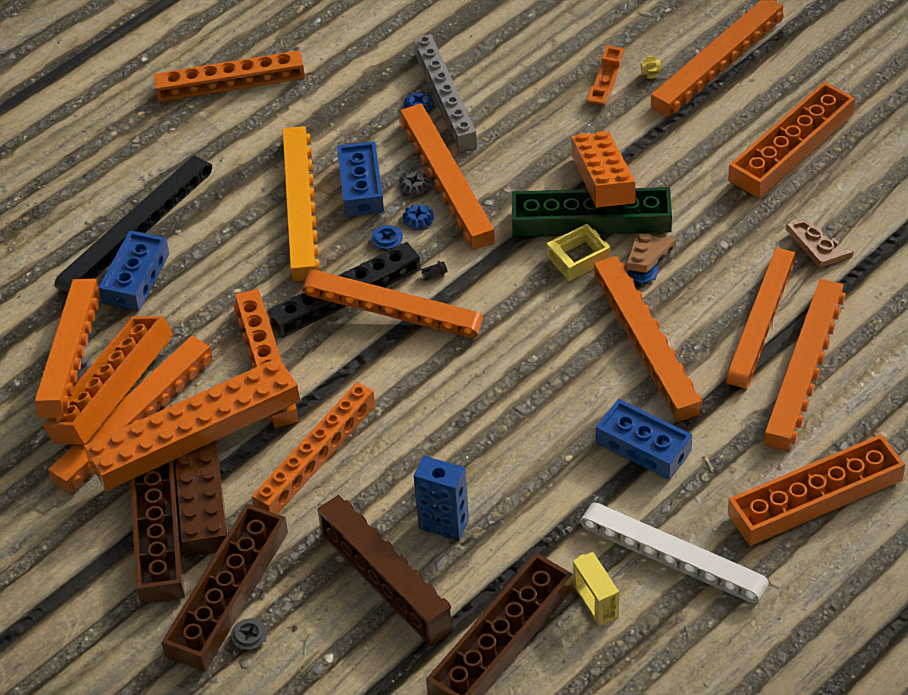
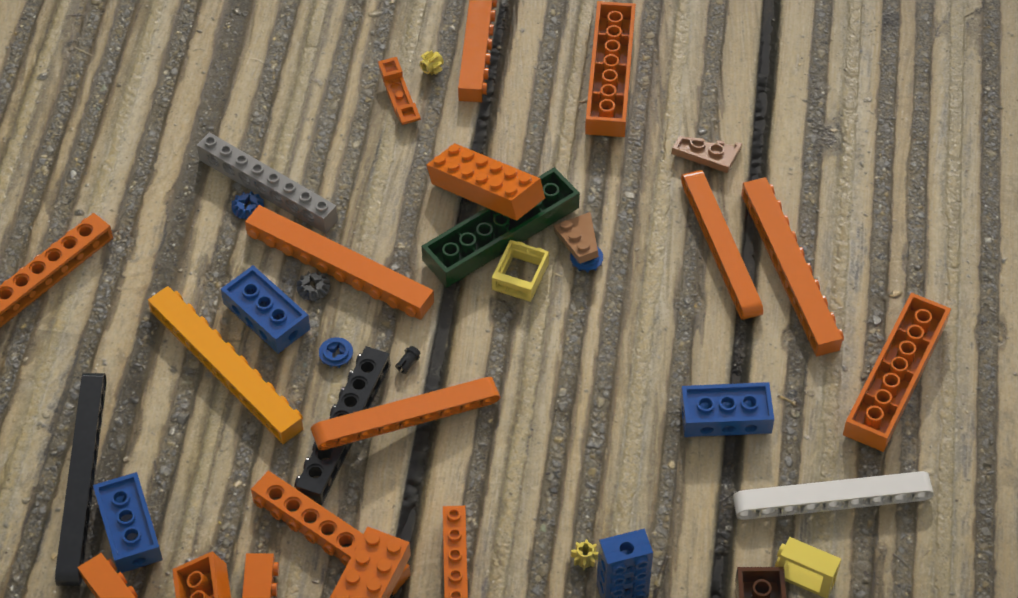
camera: 40 degrees left, 5 degrees up
(423, 220) = (341, 322): blue gear -> none
(647, 339) = (646, 316): orange brick -> none

